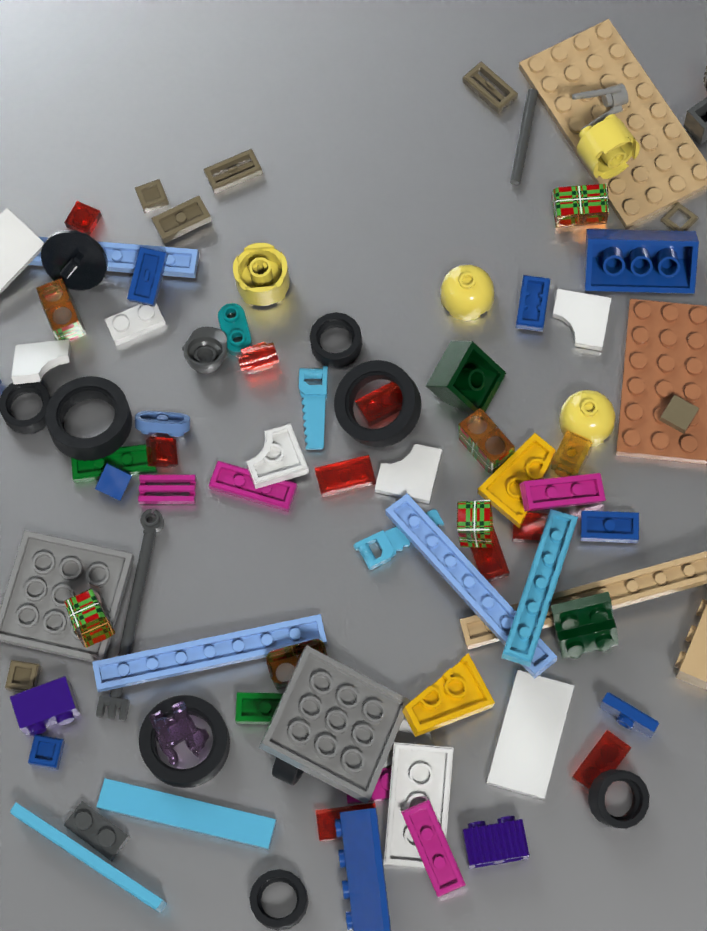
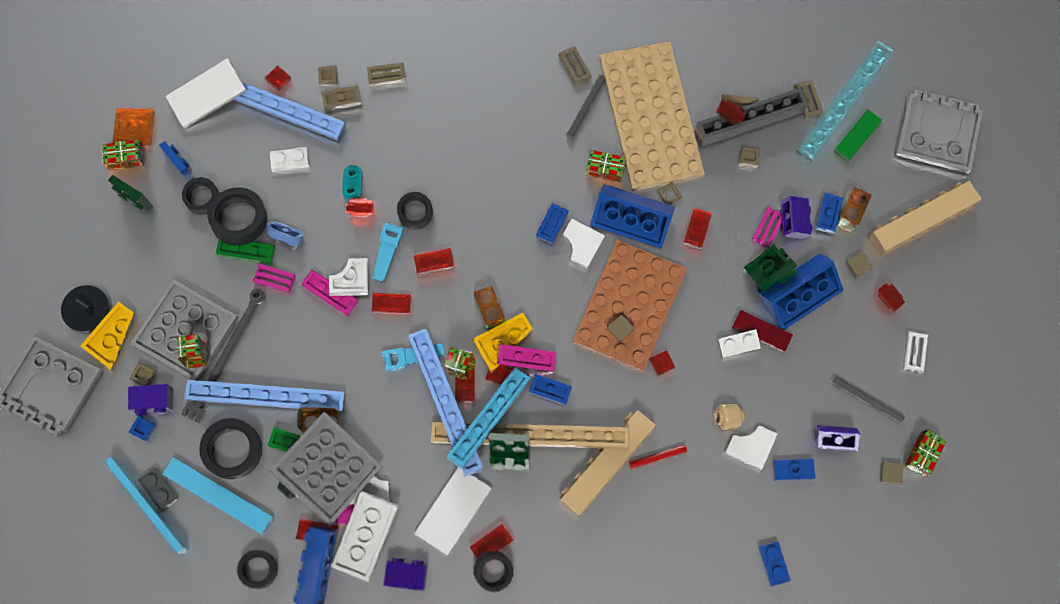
camera: 10 degrees right, 5 degrees up
(36, 359) = (217, 165): white tile -> none
(73, 328) = (243, 153): clear orange piece -> none
(74, 259) = (261, 106): black shield -> none
(113, 481) = (240, 263): blue tile -> none
(147, 276) = (305, 131): blue plate -> none
(161, 452) = (277, 252): clear red plate -> none
(174, 731) = (227, 440): clear purple animal -> none
(206, 349) = (328, 192): dark grey hat -> none
(261, 274) = (373, 157): light yellow brick -> none
(351, 385) = (405, 256): black tyre -> none
(412, 475) = (434, 317): white tile -> none
(433, 848) = (364, 566): dark pink tile -> none
(449, 699) = (407, 473): yellow wing -> none
(466, 377) = (491, 261): dark green slope -> none
(467, 292) = (511, 203): light yellow cylinder -> none
(571, 455) = (541, 335): clear yellow brick -> none
(588, 416) = (561, 312): light yellow cylinder -> none
(607, 147) = (634, 132): light yellow brick -> none
(611, 97) = (652, 97): light grey plant -> none
(629, 716) = (519, 519): blue plate -> none

